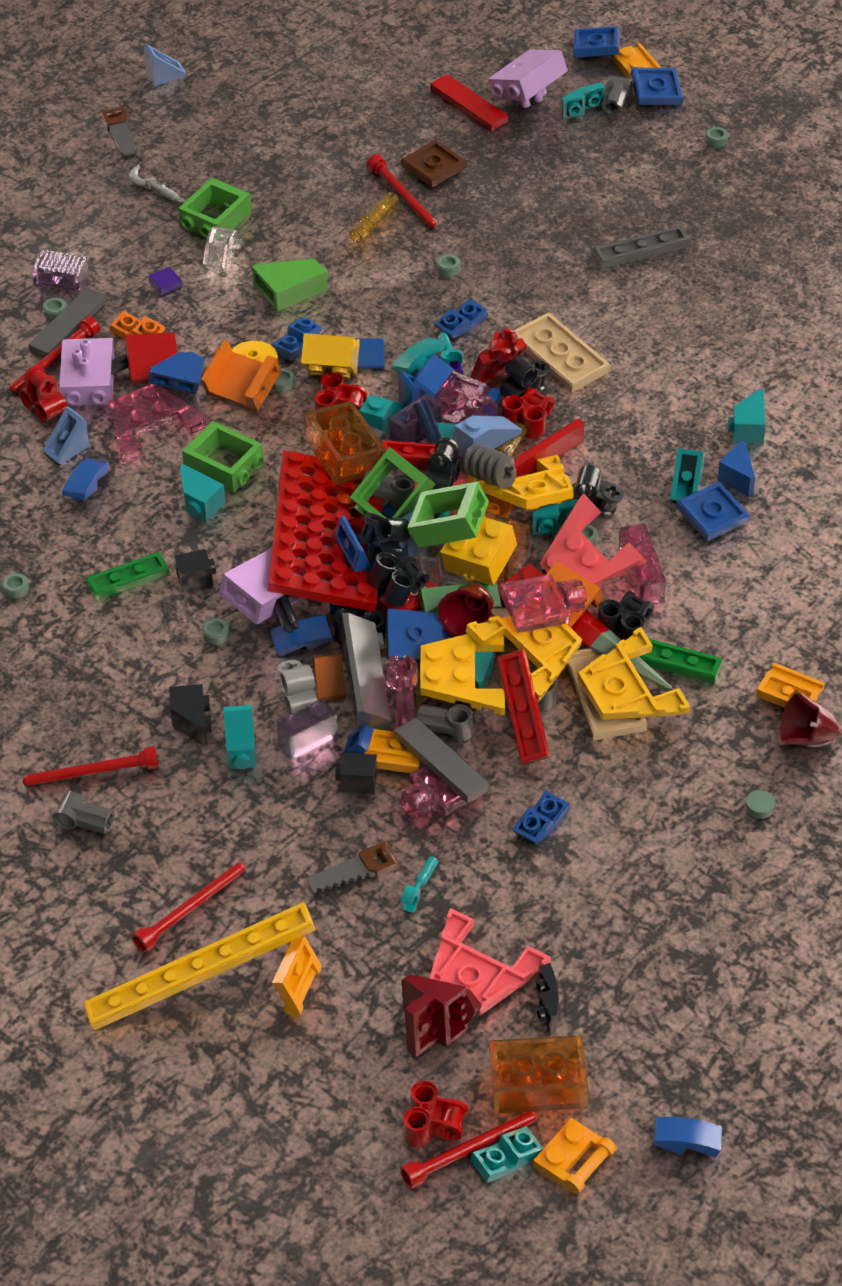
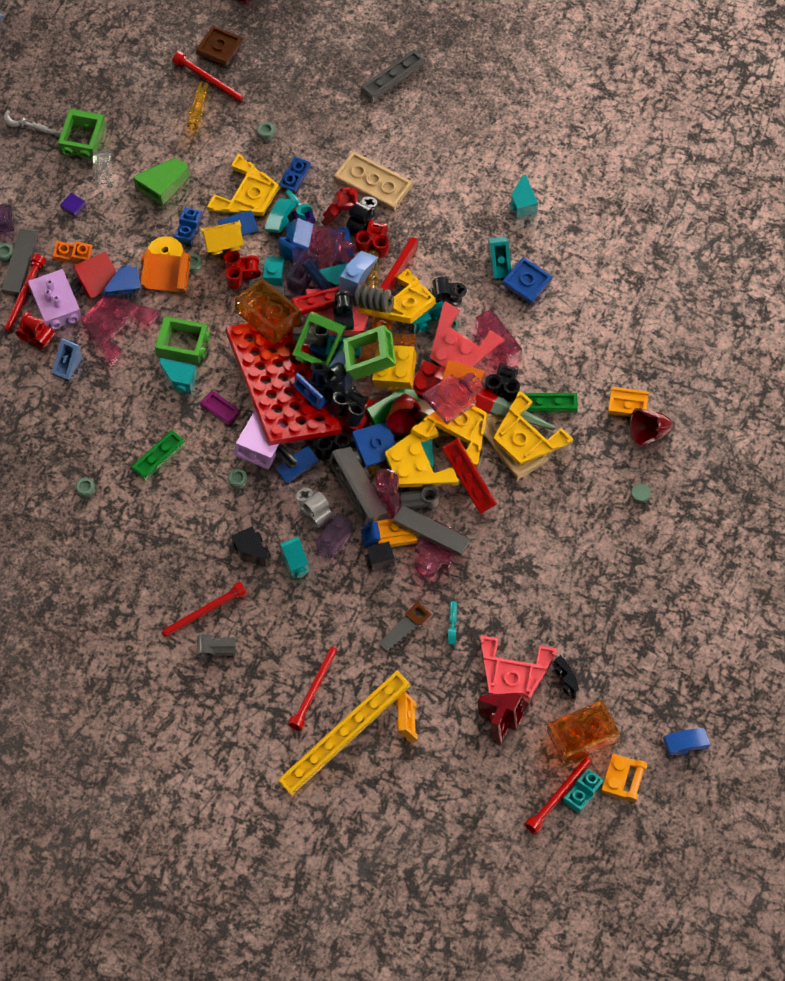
camera: 20 degrees left, 15 degrees up
(84, 479) = (94, 388): blue slope -> none
(194, 570) = (203, 437): black brick -> none
(233, 544) = (220, 408): none -> magenta tile
(329, 676) = (328, 485): orange slope -> none
(397, 325) = (253, 193): none -> yellow wing
(433, 1116) = (530, 782): red piece -> none
(542, 818) = (509, 549): blue slope -> none
(737, 470) = (531, 243): blue slope -> none

